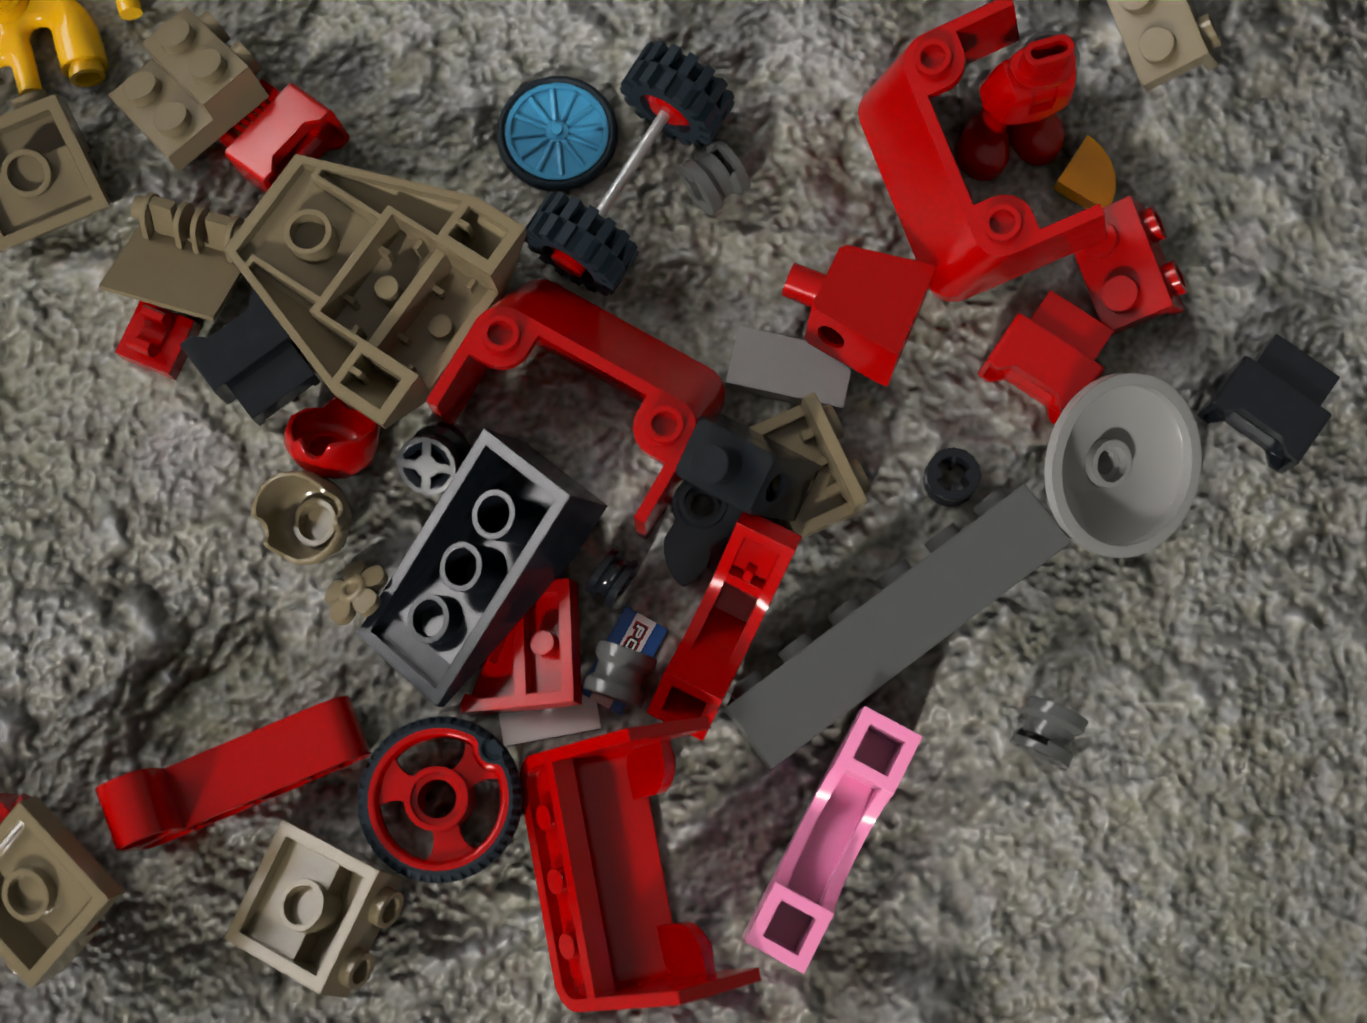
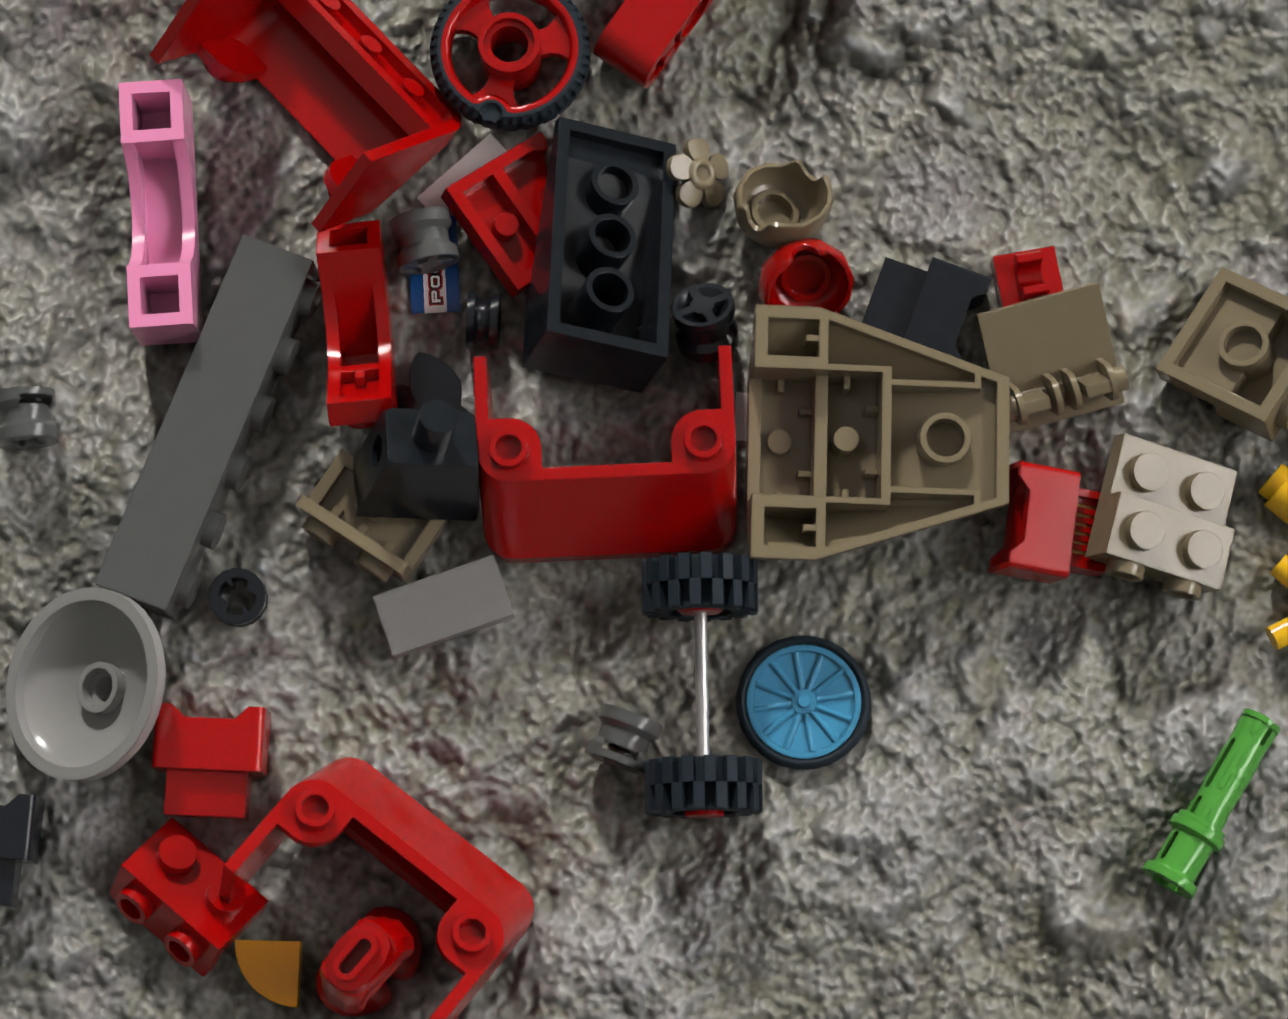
camera: 150 degrees right, 0 degrees up
(862, 307) = (408, 692): red torso -> none

